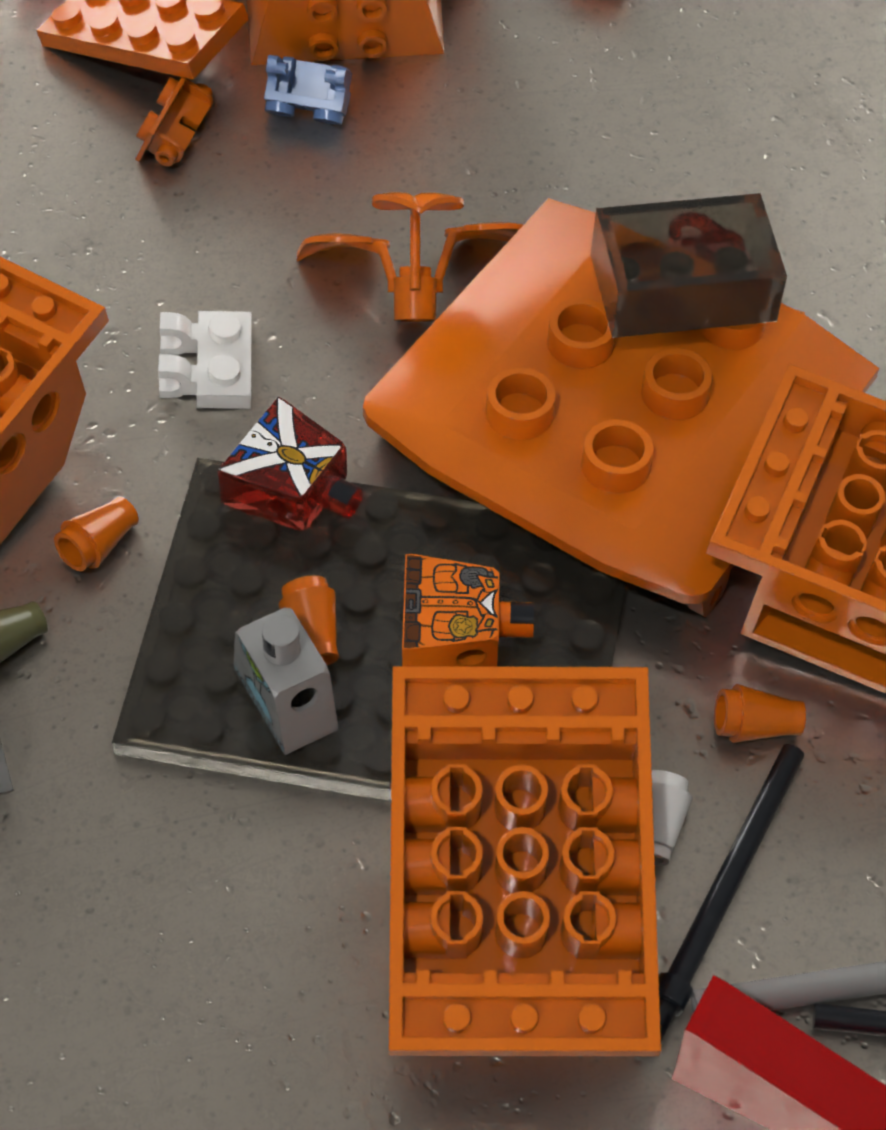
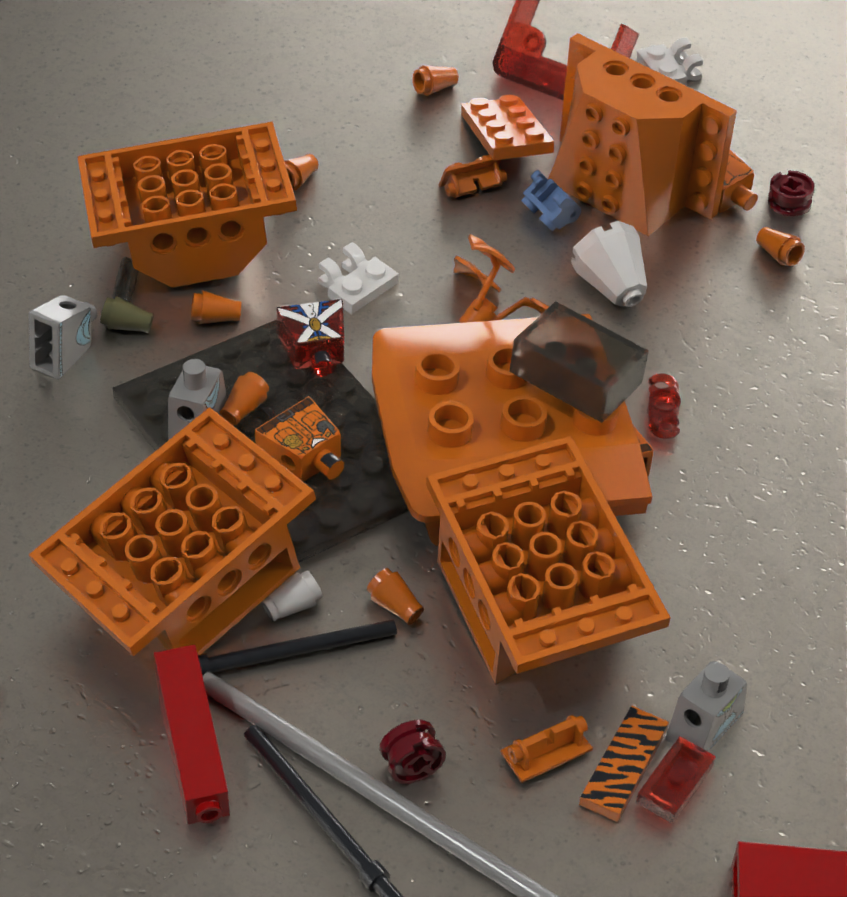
camera: 45 degrees right, 10 degrees down
(486, 118) = (613, 263): none -> white cone

